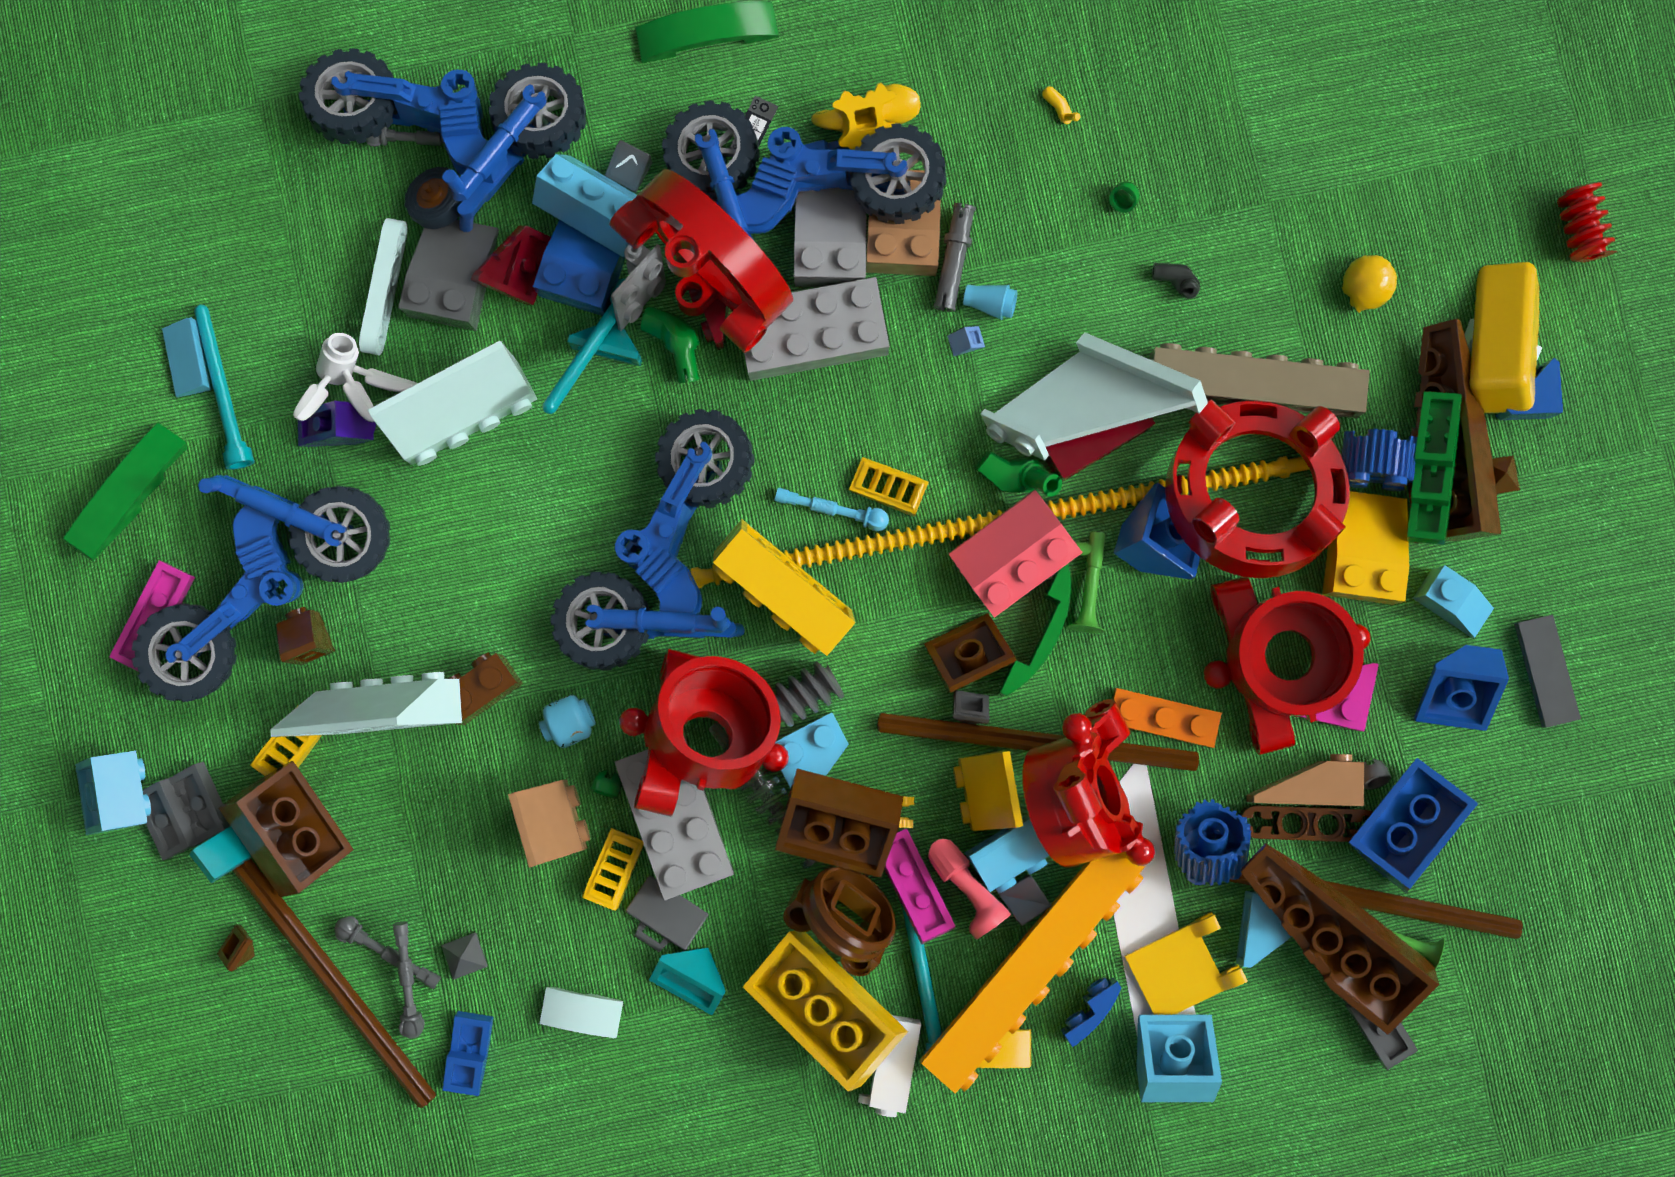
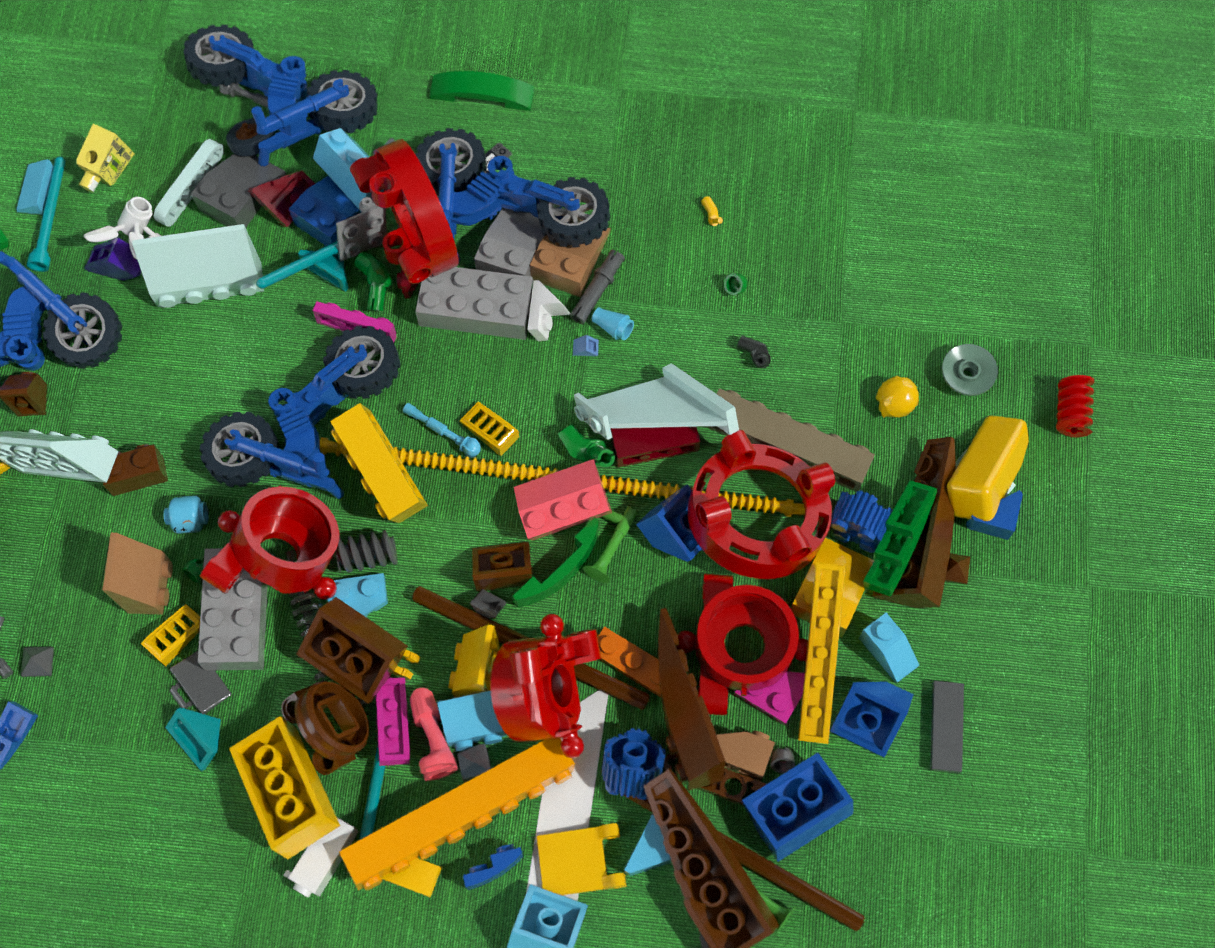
camera: 20 degrees right, 15 degrees down
(259, 294) = (102, 158): none -> light yellow torso
(581, 1012) = (103, 732): light aqua slope -> none
(669, 406) = (341, 319): none -> dark pink plate
(861, 116) = (576, 165): yellow animal -> none
(897, 306) = (542, 307): none -> white slope
(1263, 779) = (686, 715): none -> reddish brown wedge
(1385, 637) = (822, 653): none -> yellow tile
(1459, 209) = (972, 359): none -> sand green dish

